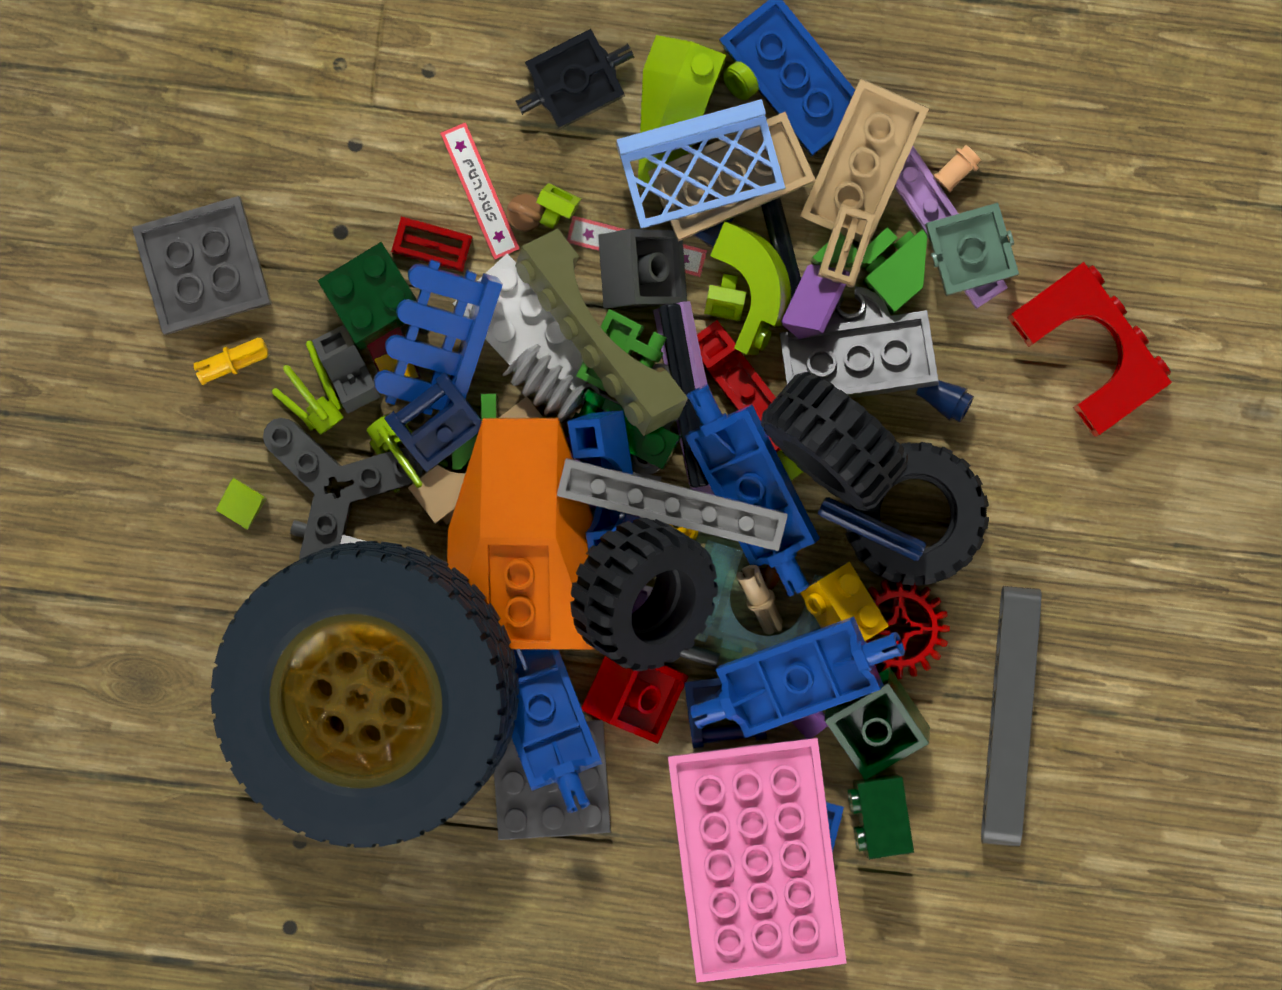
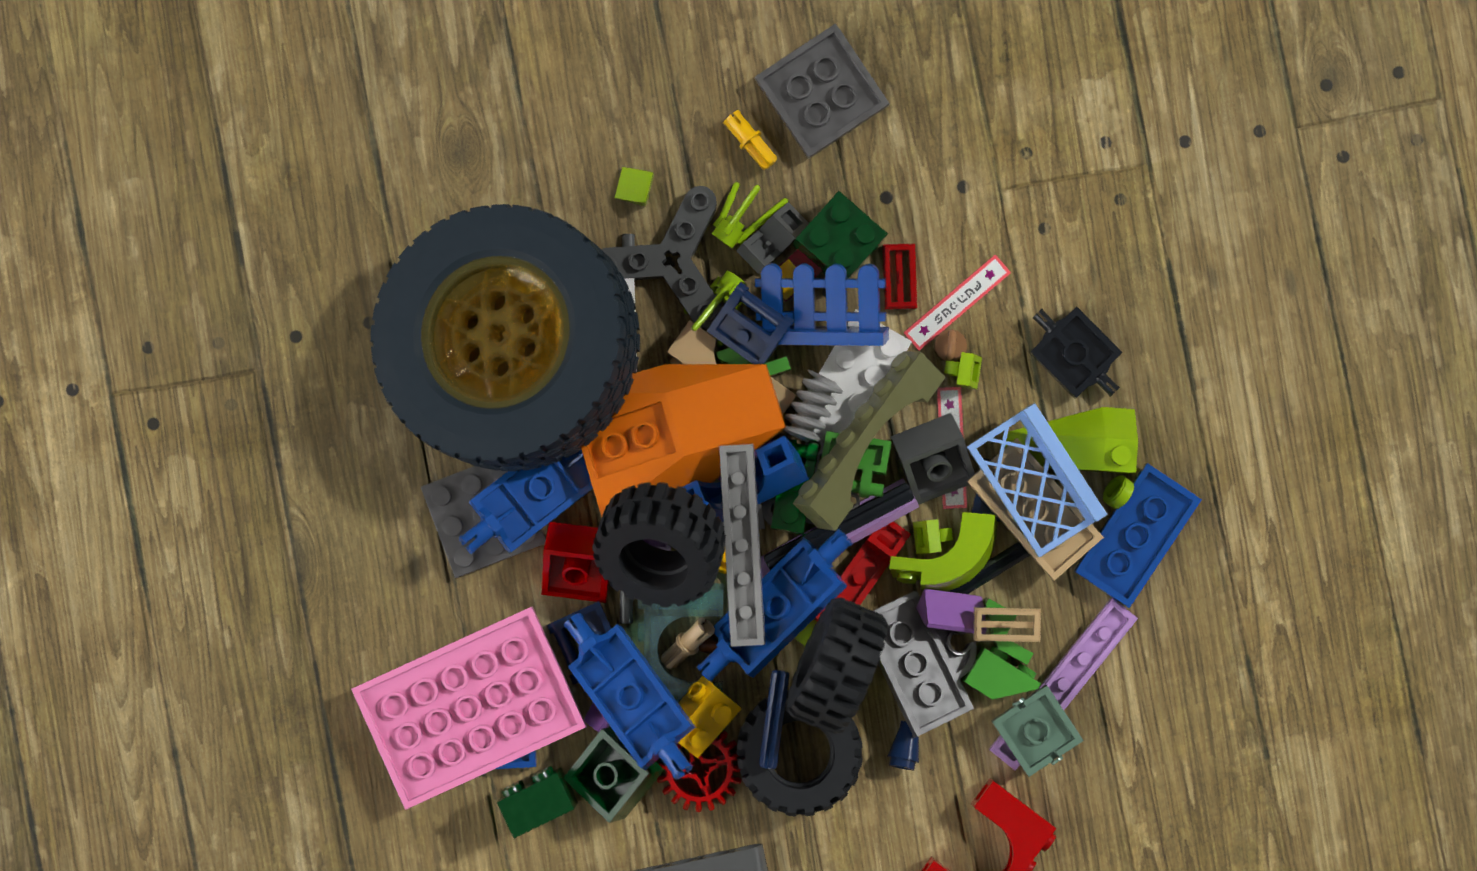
camera: 70 degrees right, 0 degrees up
(865, 157) = (1087, 616): tan plate -> none
(957, 168) = (1102, 697): light nougat pin -> none

